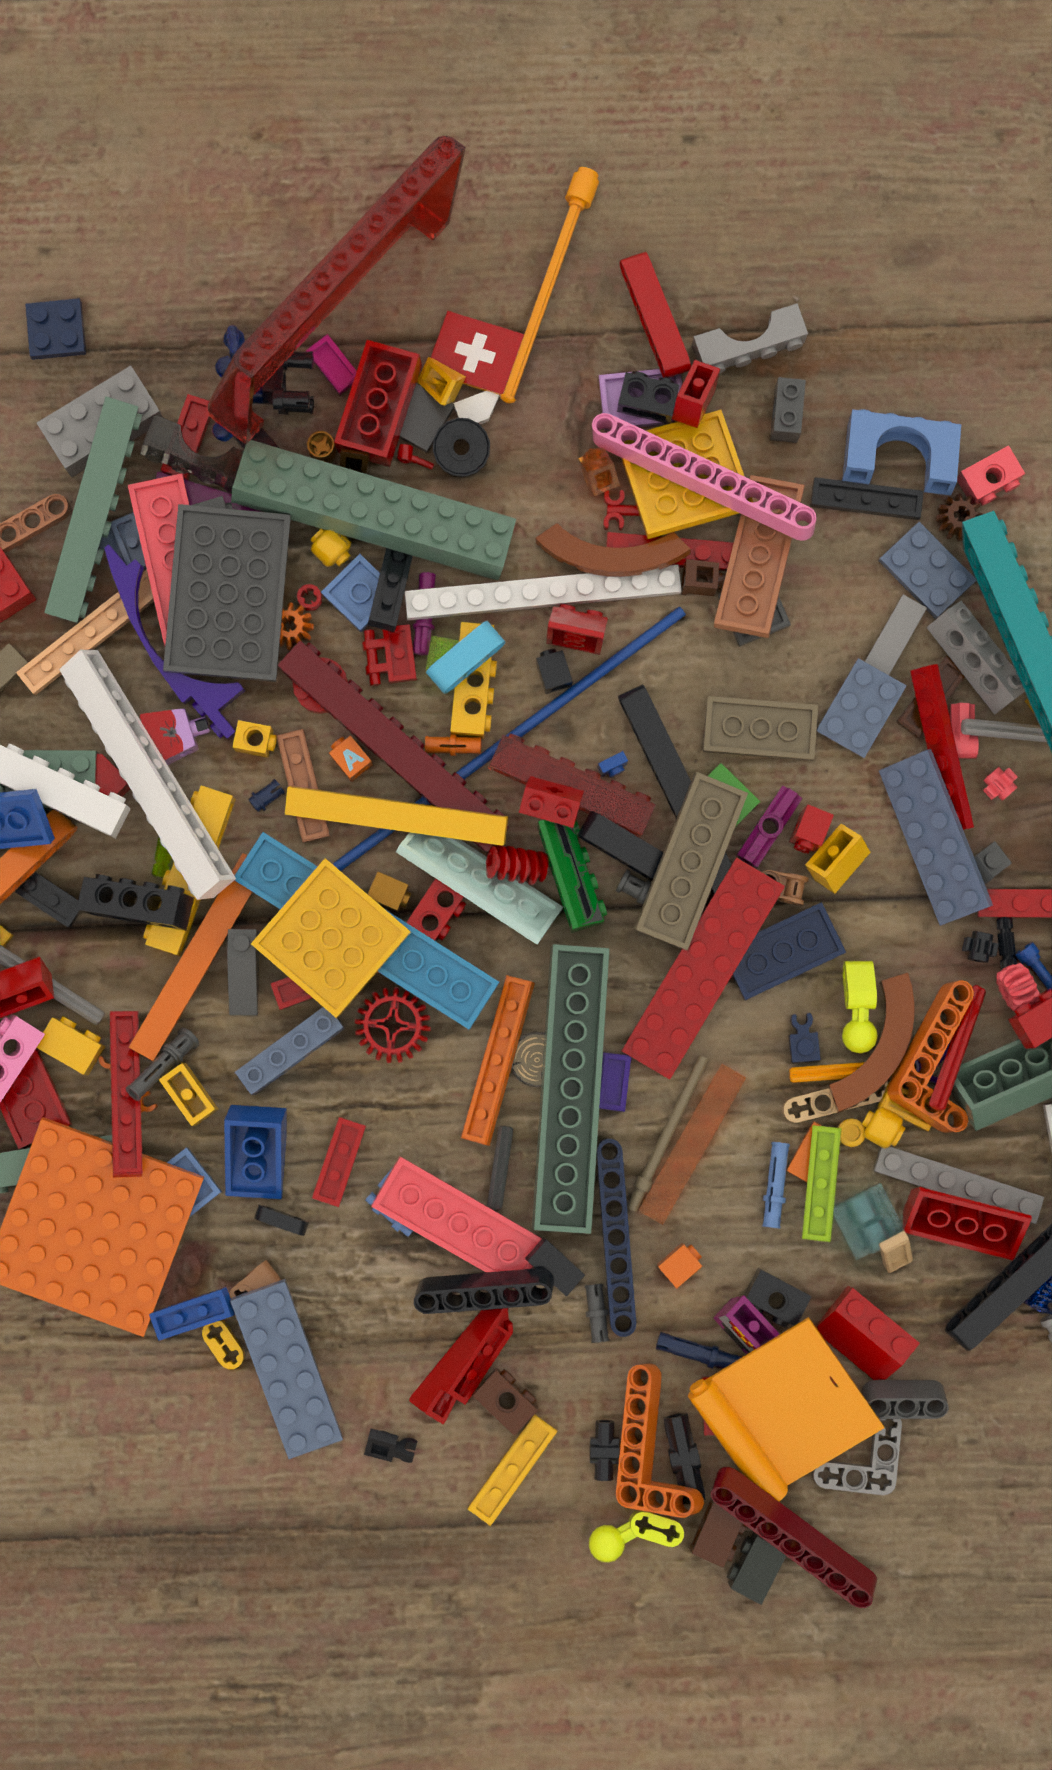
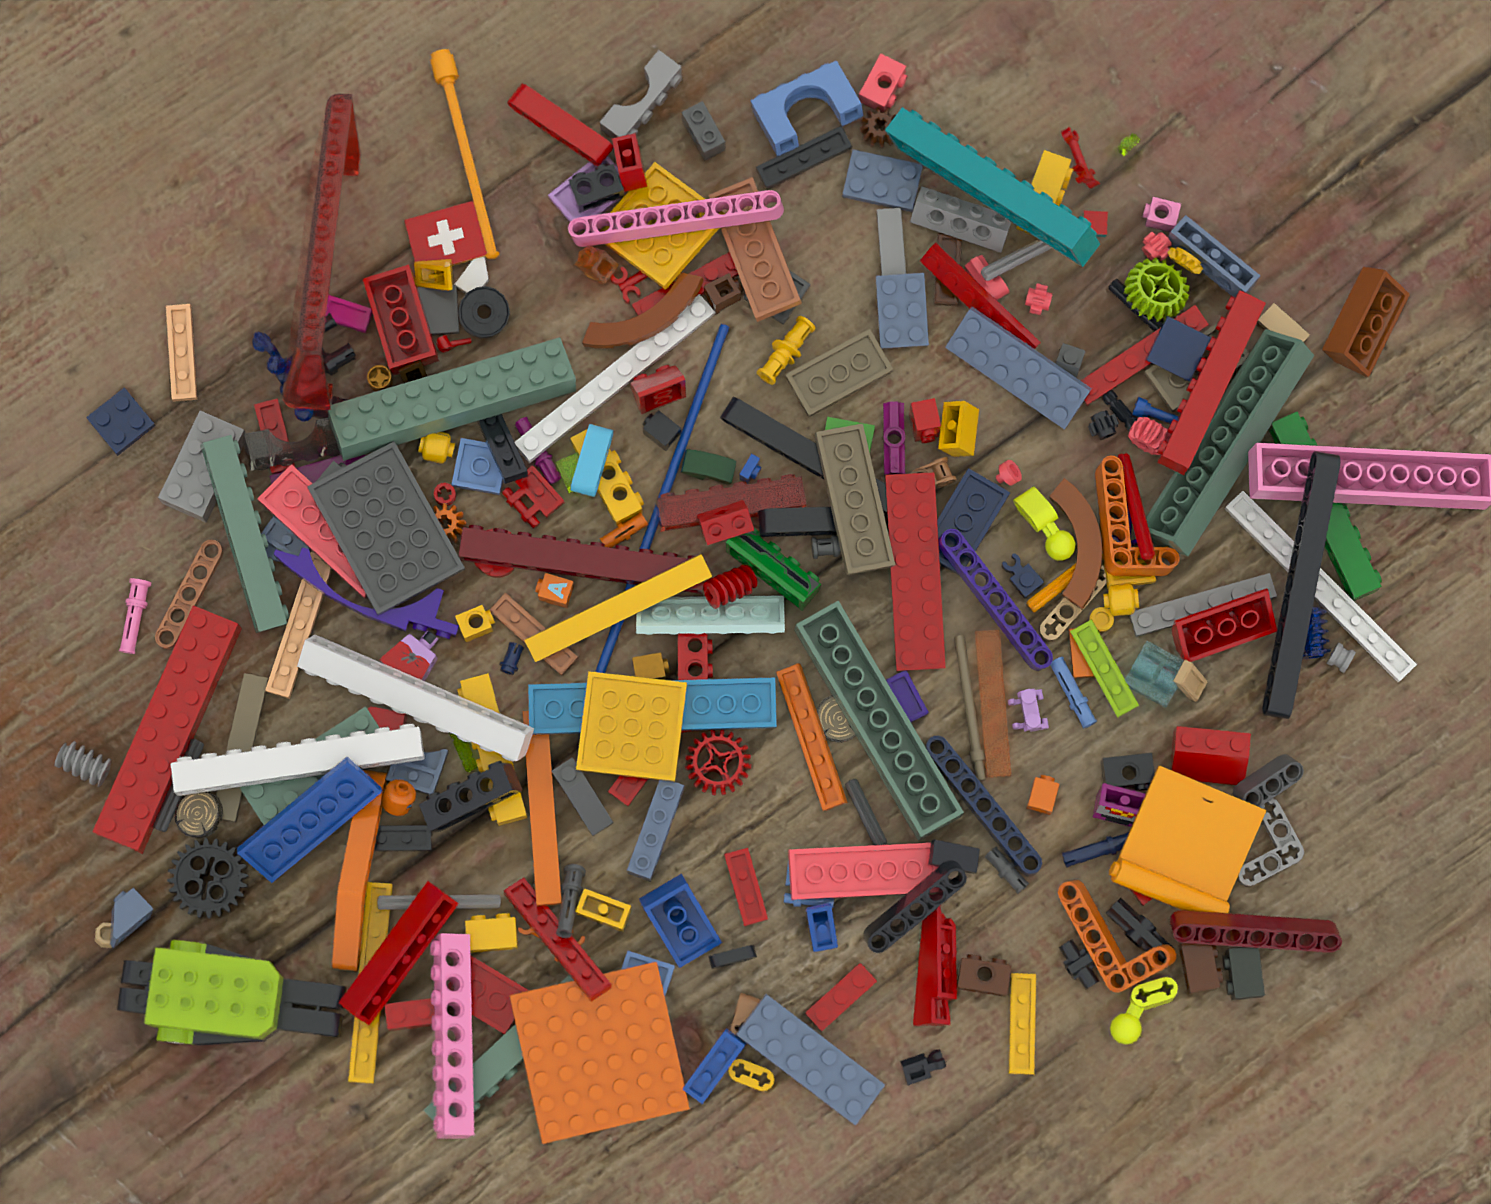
camera: 30 degrees left, 5 degrees down
(70, 857) = (398, 797): none -> orange head
(107, 851) = (421, 774): none -> sand blue wing
(154, 300) = (181, 352): none -> light nougat plate
(358, 1327) = (841, 997): none -> red plate
(383, 1250) = (821, 927): none -> blue slope
(574, 734) = (708, 465): none -> dark green slope
(723, 1175) = (1030, 710): none -> lavender piece
(724, 672) = (785, 350): none -> yellow piece
(767, 1059) = (1006, 605): none -> dark purple beam
(857, 933) = (1009, 473): none -> coral tile

